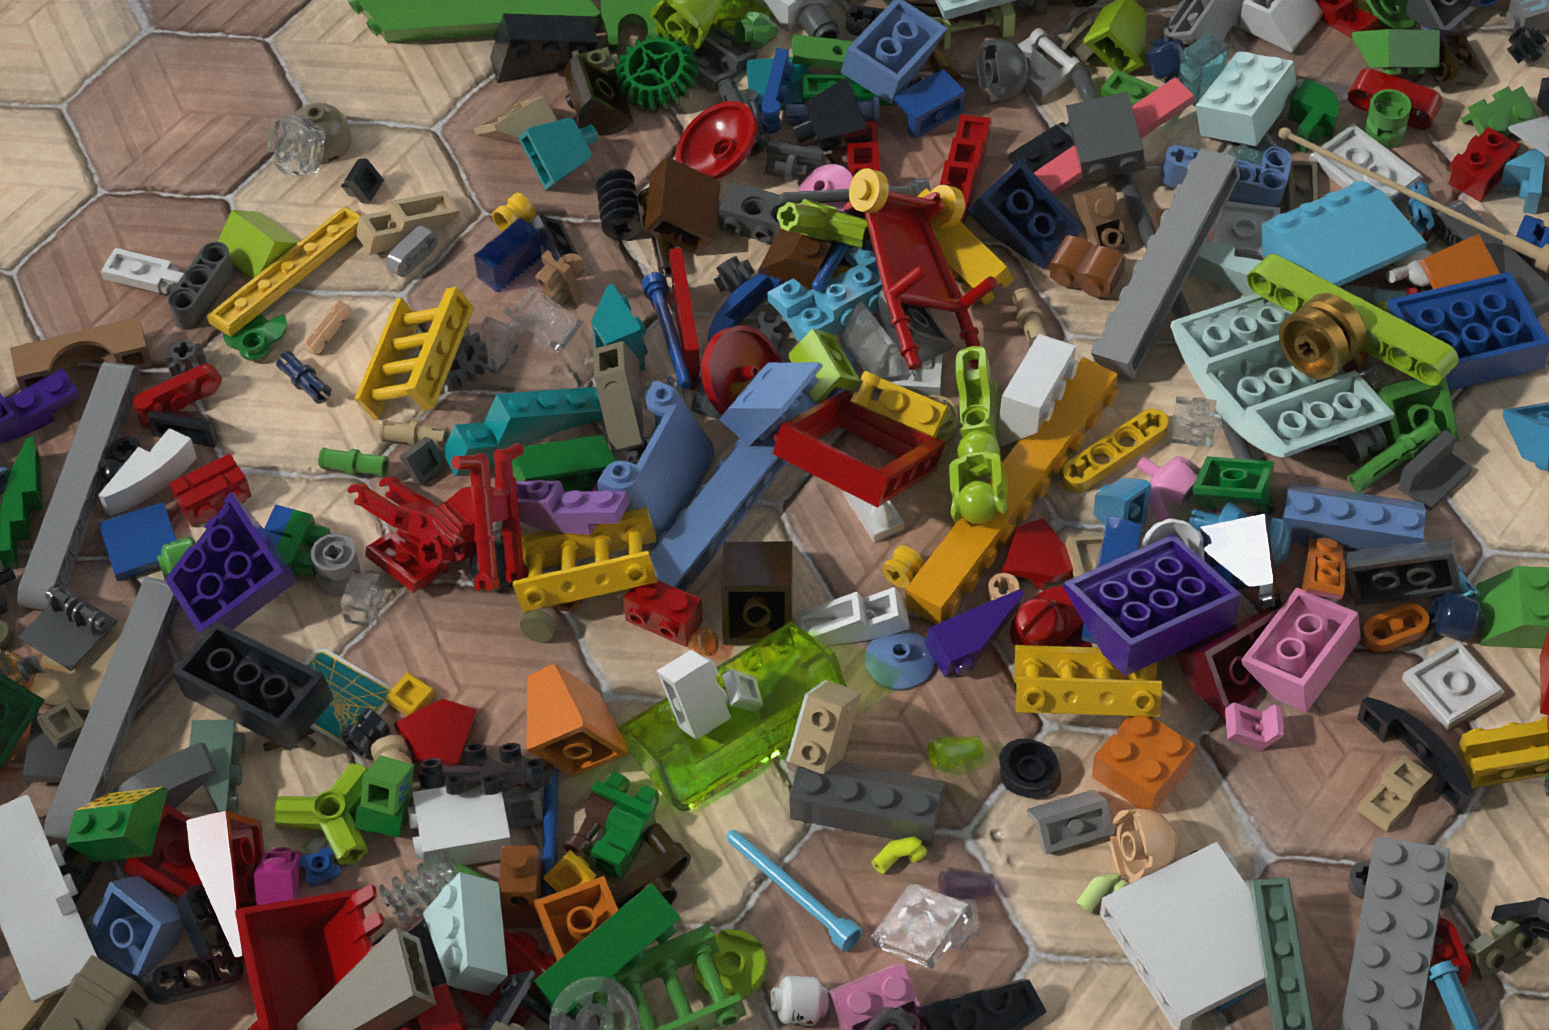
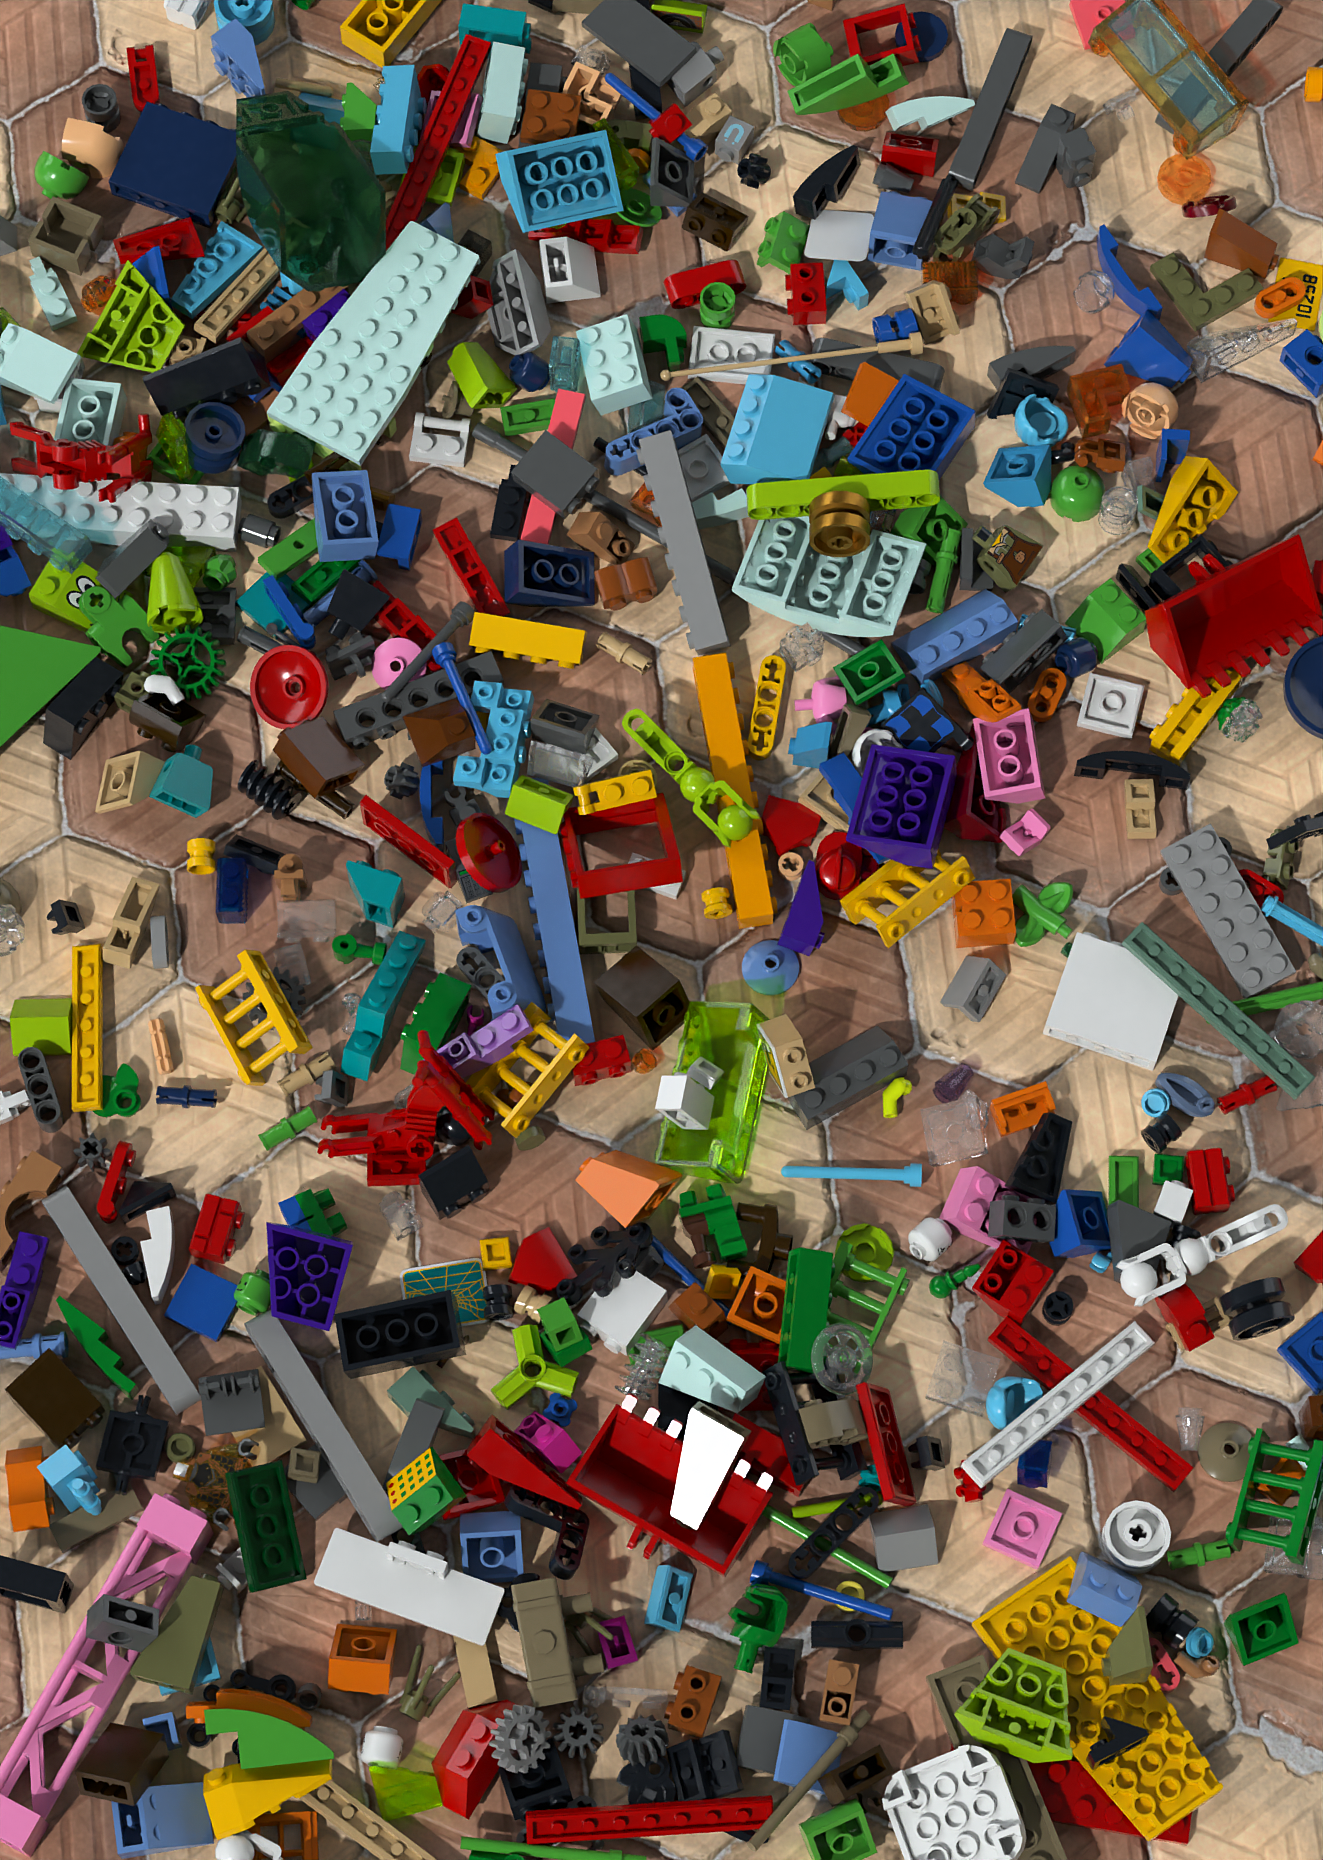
camera: 45 degrees left, 15 degrees up
(333, 561) = (360, 1209): light grey wheel -> none
(432, 603) = (454, 1183): none -> black slope
(552, 367) = (346, 949): none -> green leg
(617, 68) = (165, 685): none -> white arm
(619, 395) = (429, 937): dark tan slope -> none
(656, 289) = (356, 833): blue piece -> none
(770, 399) = (542, 859): medium blue slope -> none
(779, 528) = (607, 942): none -> olive window
(823, 222) = (443, 699): lime piece -> none
(855, 618) = (721, 965): white slope -> none
(910, 255) = (529, 679): red piece -> none
(953, 751) = (864, 1004): clear neon green cone -> none
(1002, 69) = (427, 470): dark grey cylinder -> none
(1007, 957) = (1021, 1108): none -> orange hinge
(1029, 768) = (919, 975): black piece -> none
(1035, 388) = (692, 709): white slope -> none
(1100, 887) = (1030, 1018): yellowish green arm -> none
(1142, 843) = (1033, 970): light nougat cylinder -> none
(1175, 507) = (849, 728): none -> dark tan slope
(1203, 807) = (1042, 912): none -> bright green plant
(1399, 49) = (675, 242): bright green slope -> none
(1468, 482) = (1005, 555): none -> torso

